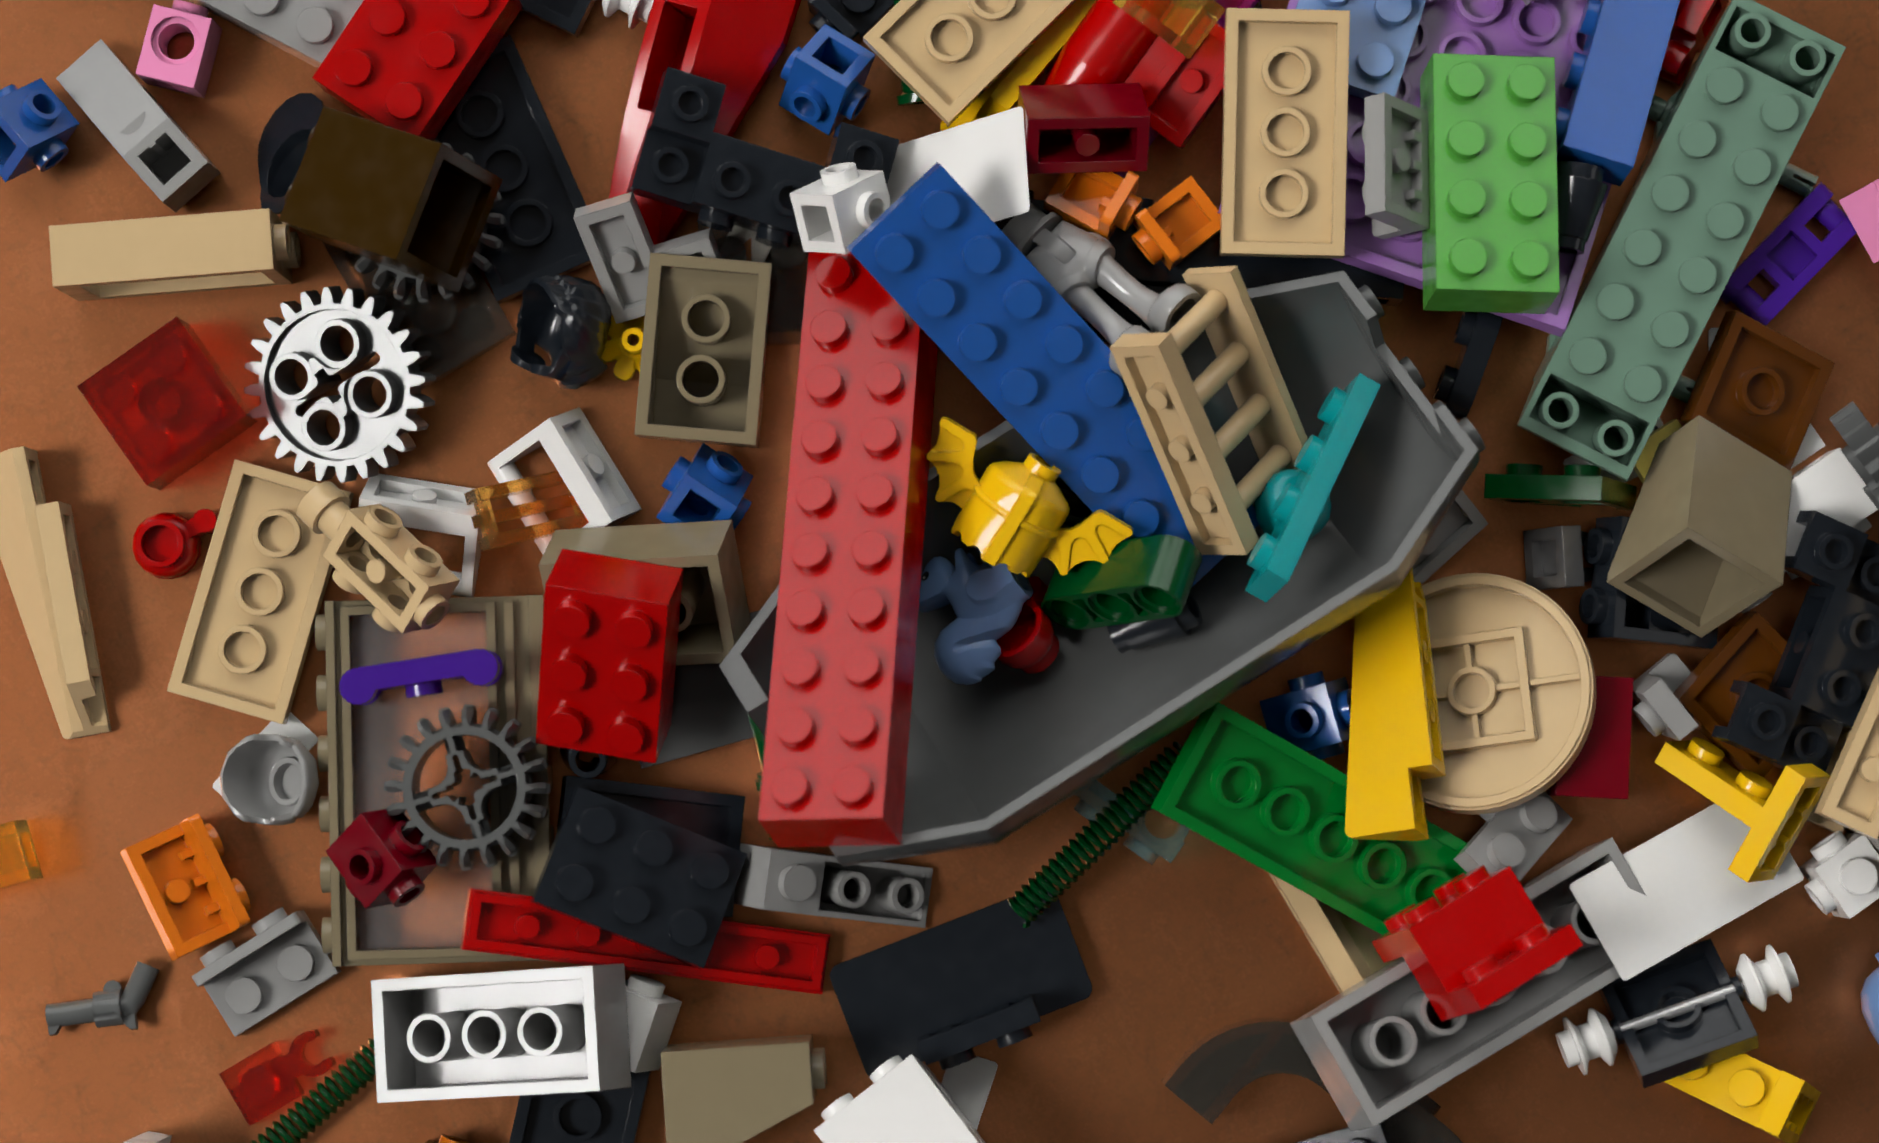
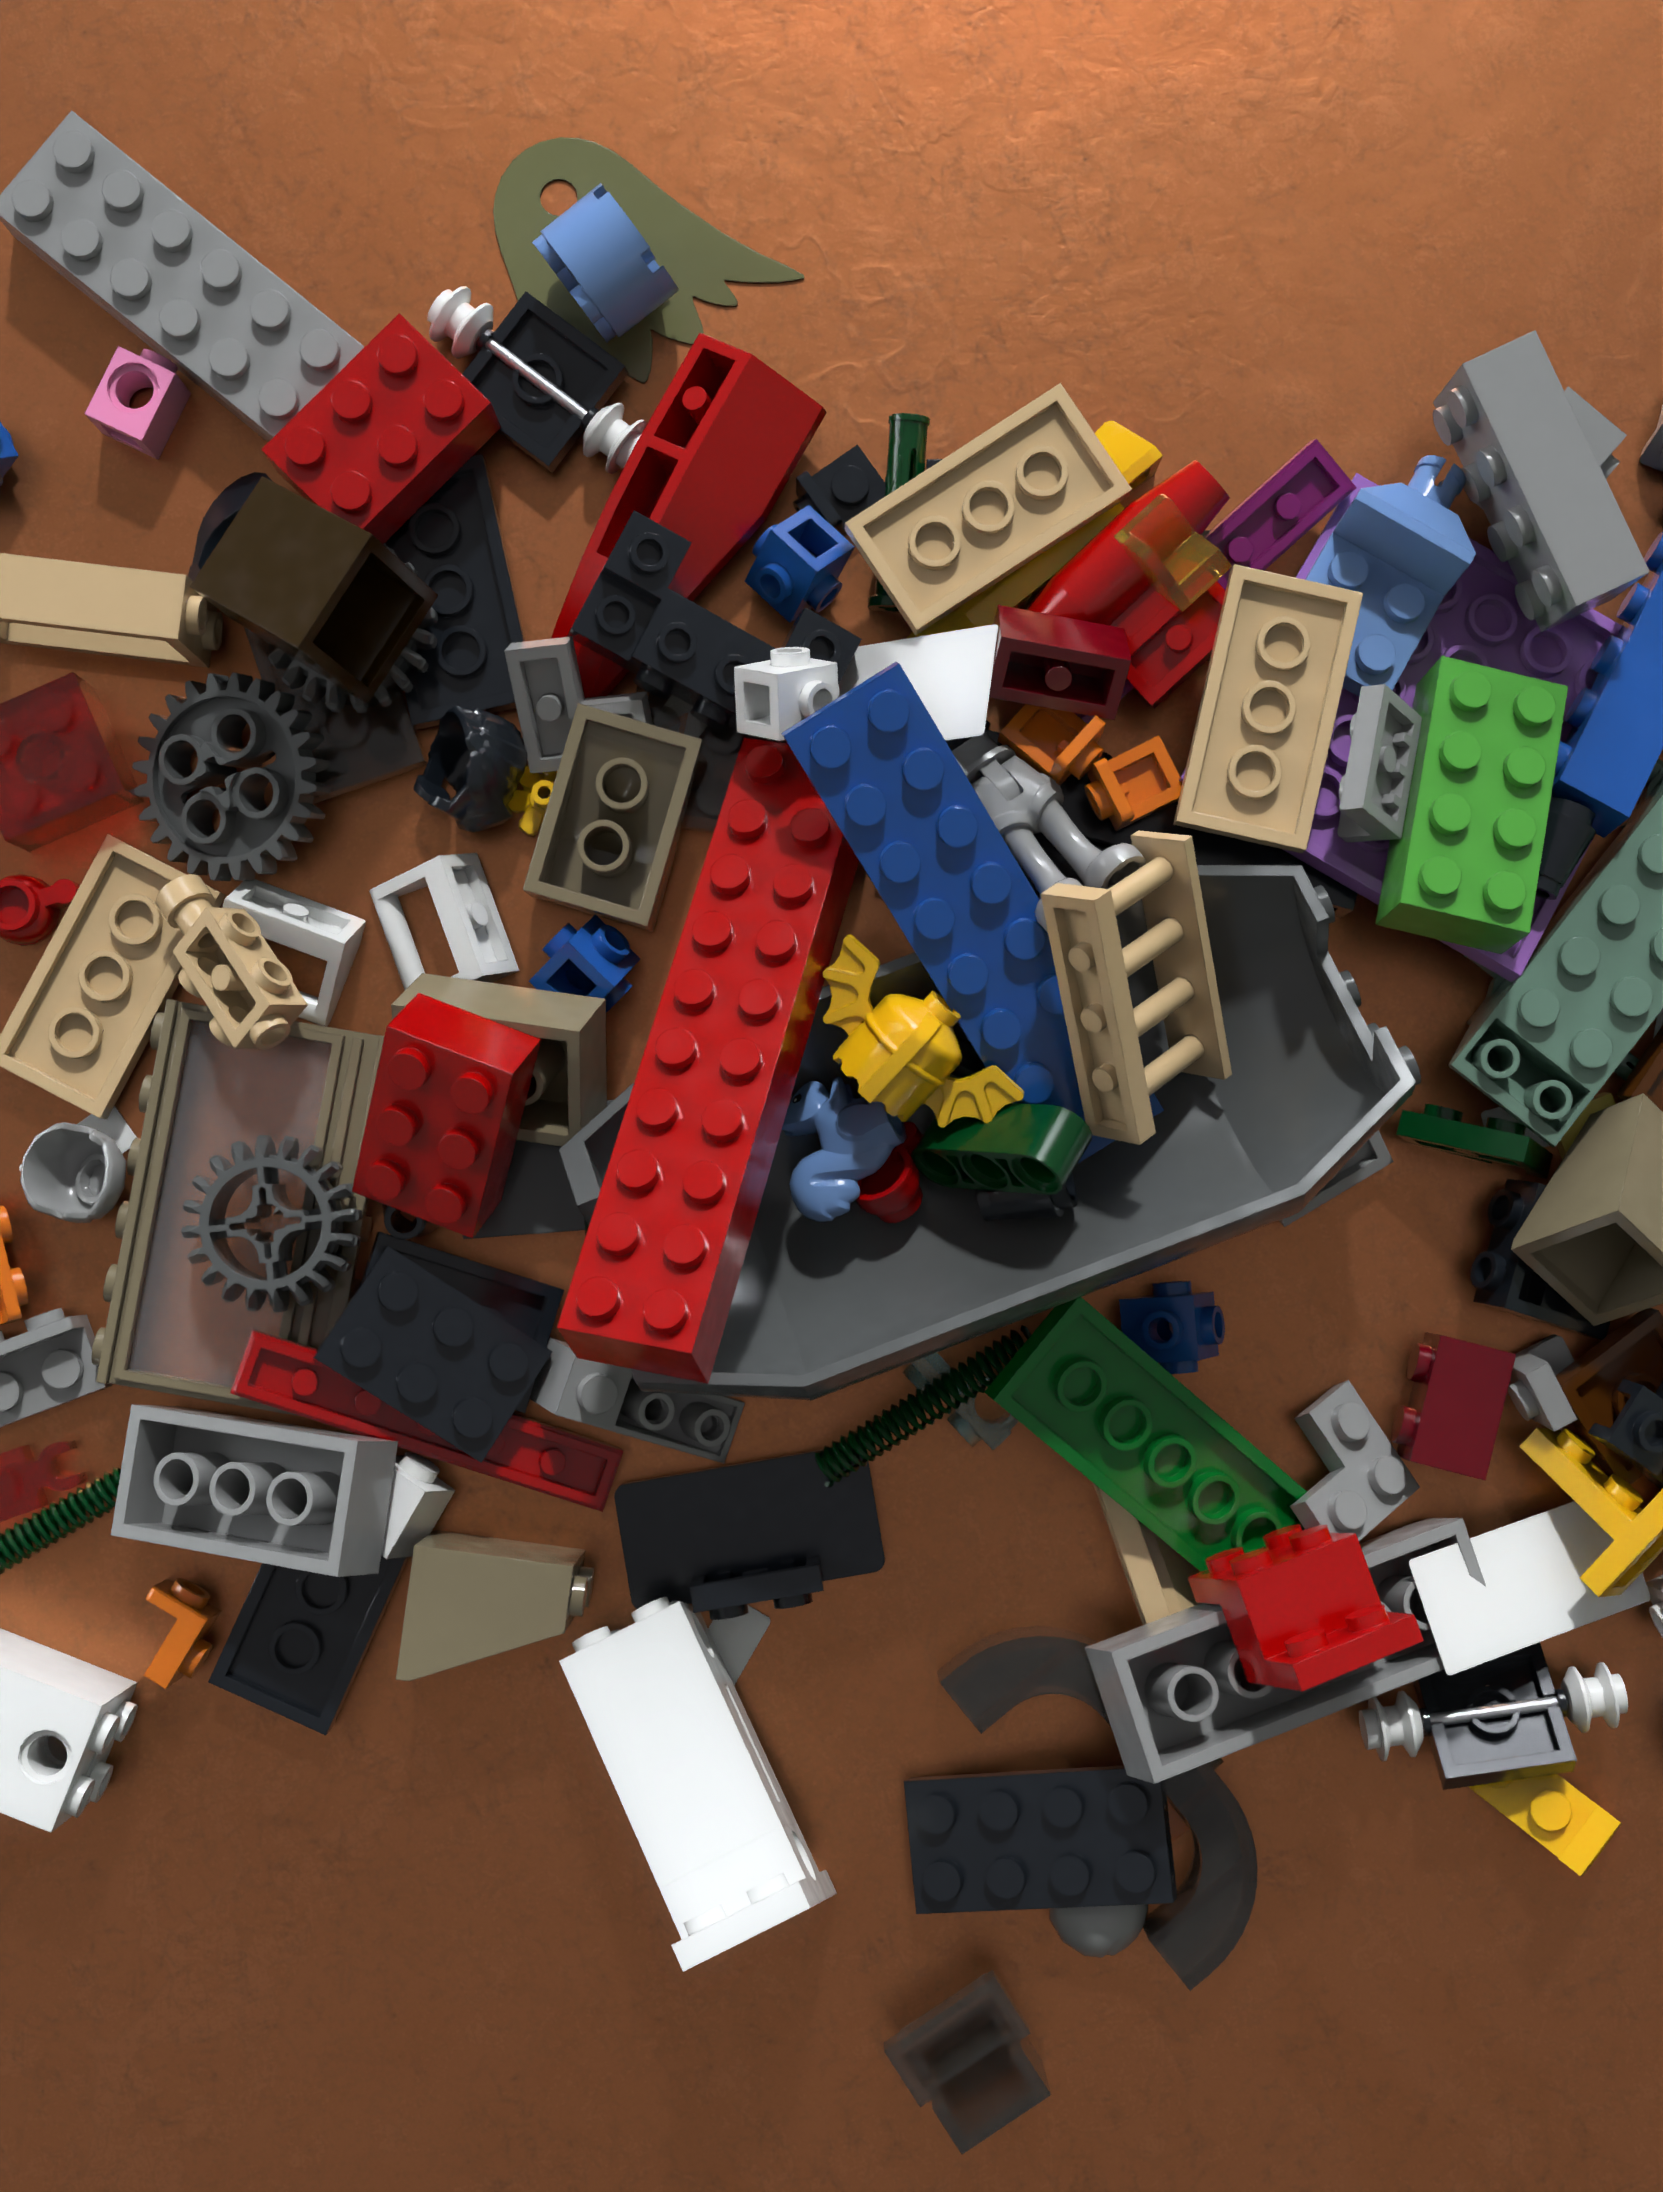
camera: 10 degrees right, 0 degrees up
(138, 126) = (80, 474): light grey slope -> none
(380, 862) = (161, 1283): dark red brick -> none
(420, 675) = (246, 1096): dark purple plate -> none
(488, 519) = (352, 947): clear orange tile -> none
(1298, 500) = (1204, 1098): teal plate -> none
(1392, 719) = (1255, 1351): yellow wedge -> none
(1460, 384) = (1420, 967): black plate -> none
(1508, 692) = (1347, 1337): tan plate -> none
(1555, 557) = (1455, 1211): flat silver tile -> none

